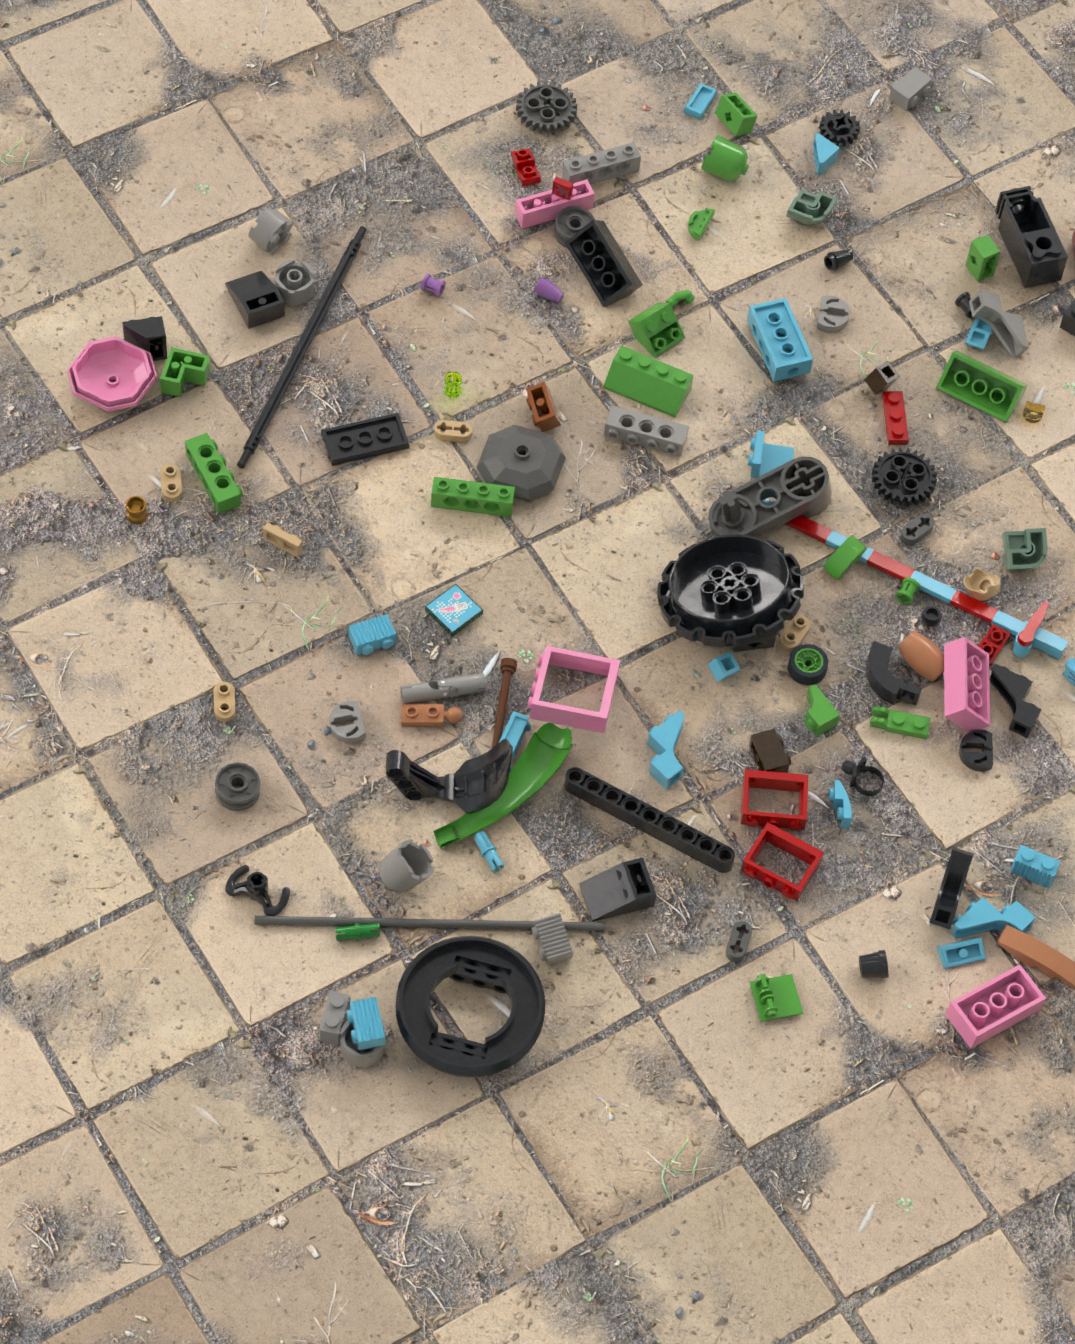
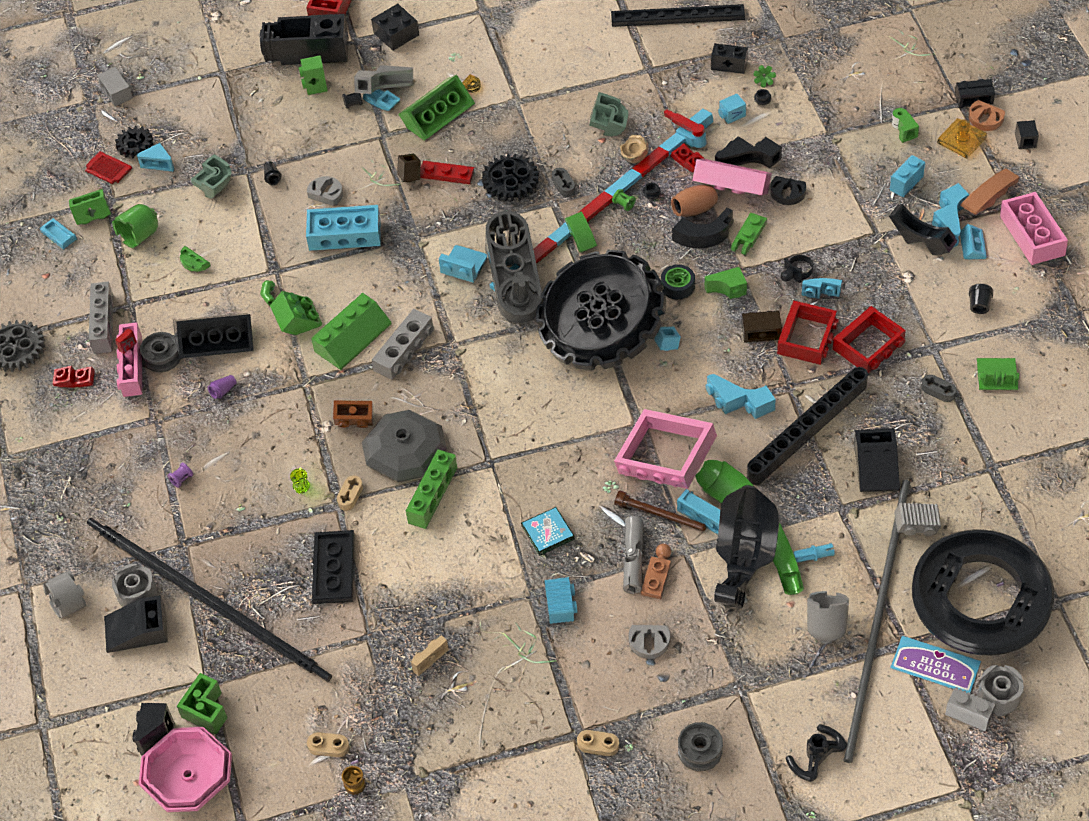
camera: 65 degrees left, 5 degrees down
(222, 498) = (324, 710): bright green brick -> none
(357, 931) = (878, 674): green pin -> none
(367, 1023) = (996, 673): medium azure brick -> none
(383, 978) = (935, 664): none -> sticker
(801, 117) = (107, 168): none -> red window

